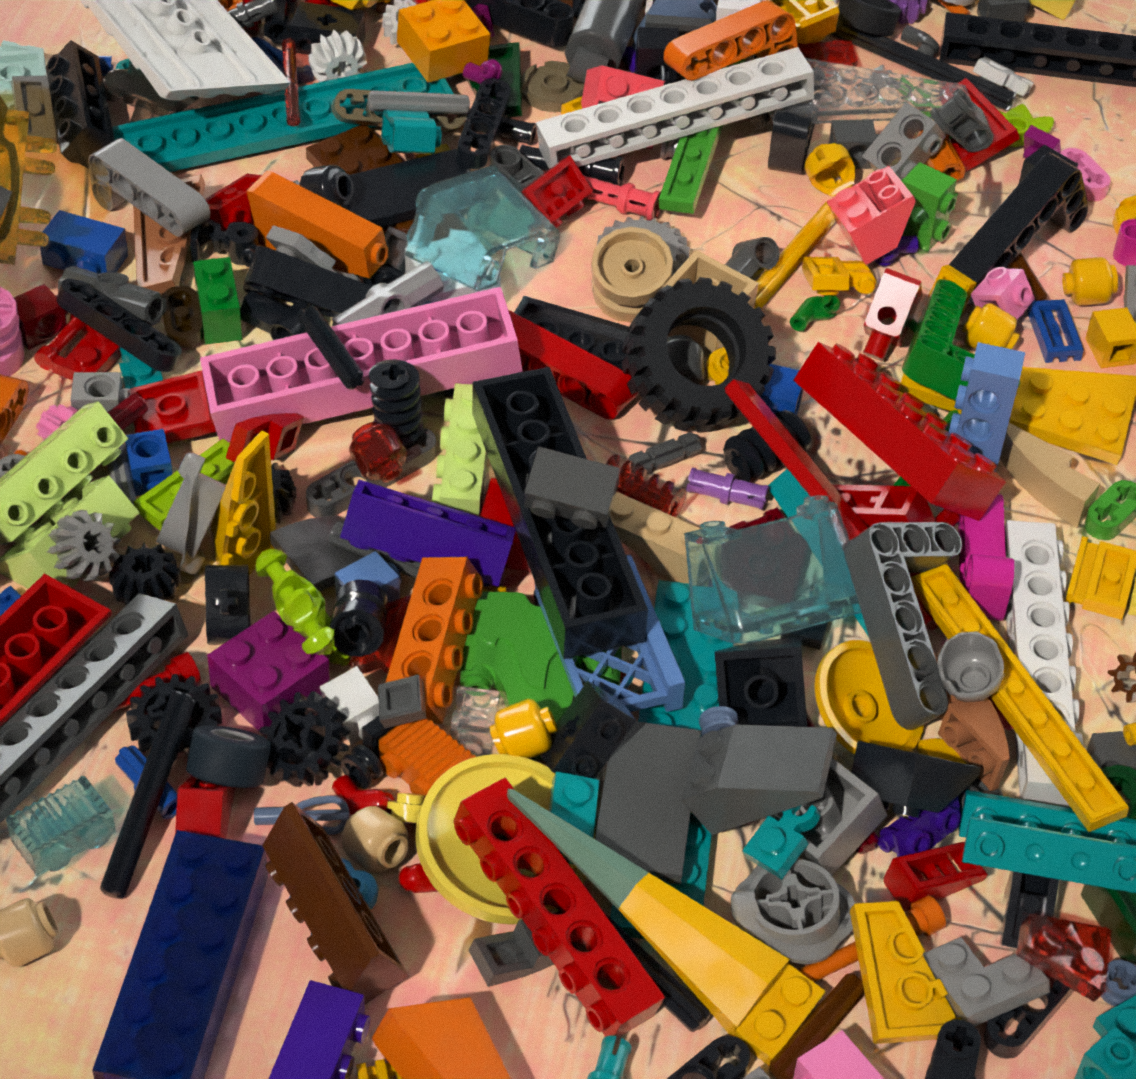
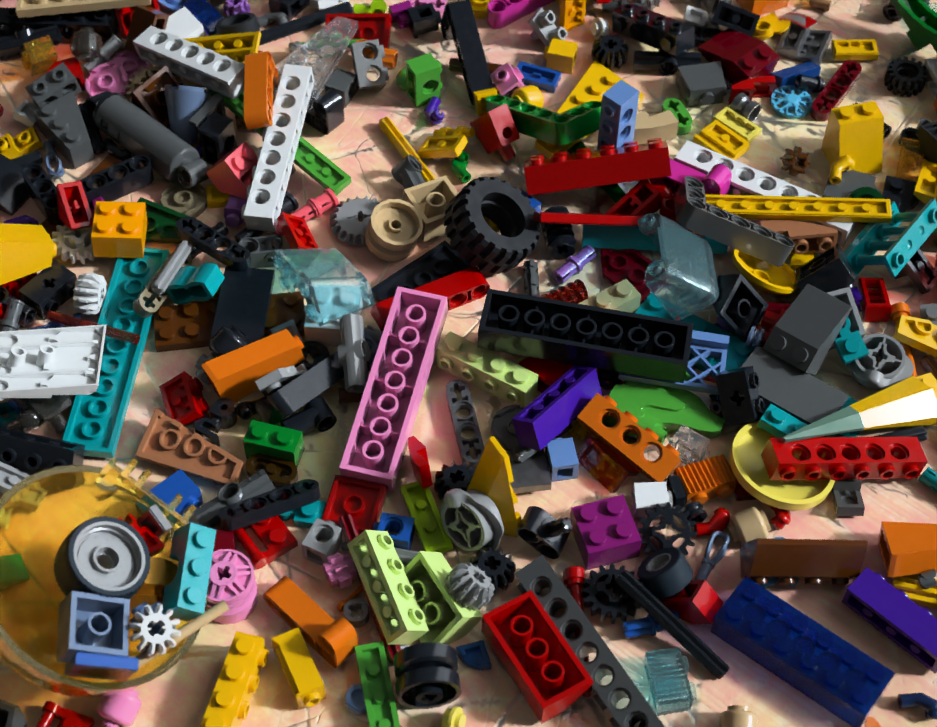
camera: 60 degrees left, 5 degrees up
(126, 174) = (158, 438): light grey beam -> none
(300, 606) = (587, 489): lime piece -> none
(331, 347) = (388, 391): black axle -> none
(359, 617) = (597, 468): black wheel -> none
(378, 452) = (468, 409): clear red head -> none
(397, 398) = (442, 381): black piece -> none
(401, 701) = (675, 470): dark grey tile -> none
(406, 807) = (736, 501): light yellow plate -> none
(487, 70) = (165, 224): magenta arm -> none
(523, 729) = (721, 422): yellow head -> none
(571, 488) = (605, 313): dark grey brick -> none
(826, 165) = (357, 106): yellow piece -> none
(873, 213) = (419, 101): coral slope -> none
(964, 122) = (374, 29): dark grey piece -> none
(970, 666) = (781, 214): light grey hair -> none
(1090, 281) = (516, 43): yellow head -> none

